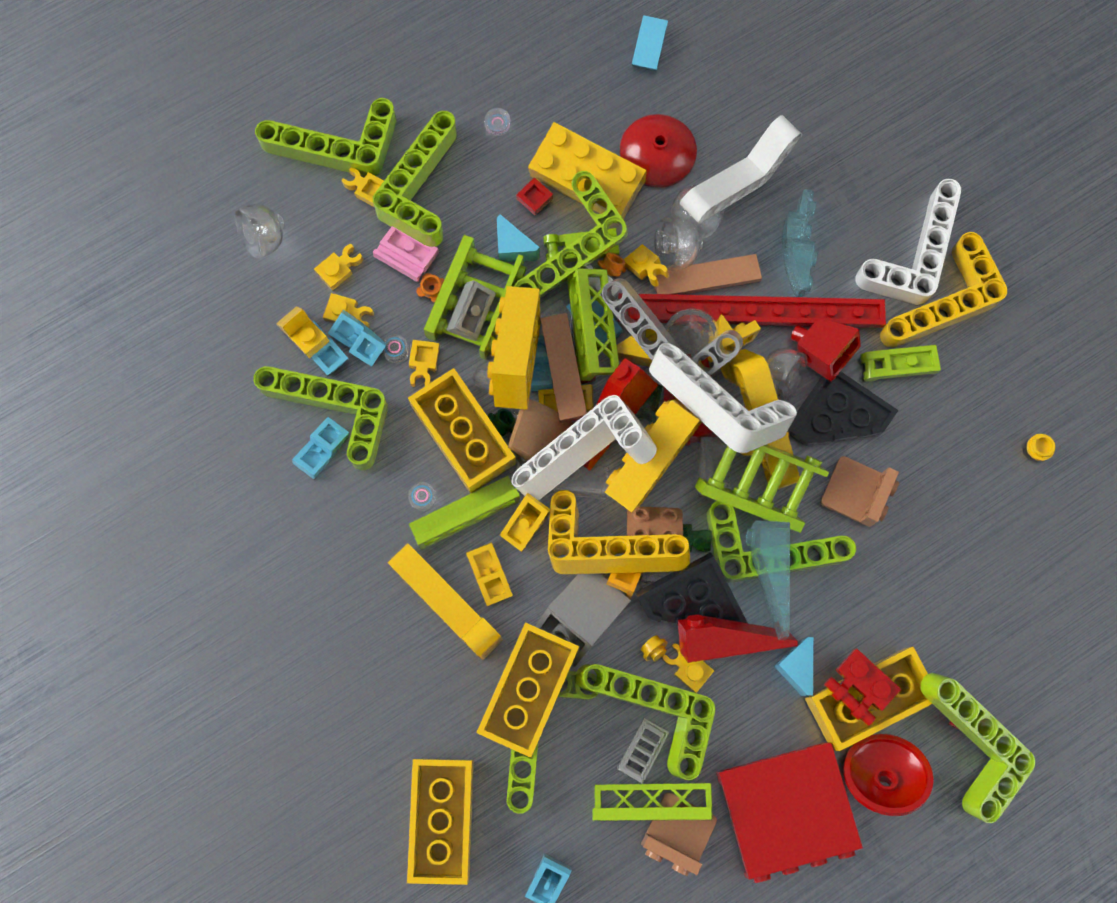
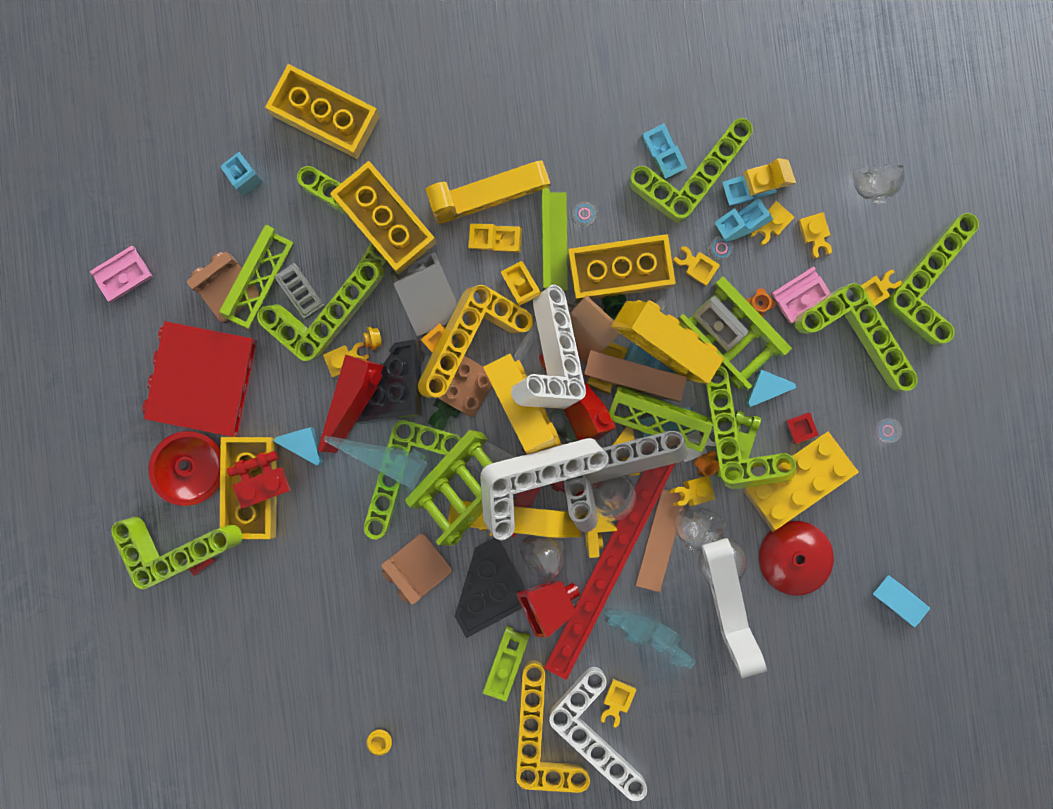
camera: 120 degrees right, 10 degrees up
(875, 245) = (619, 699): none -> yellow plate

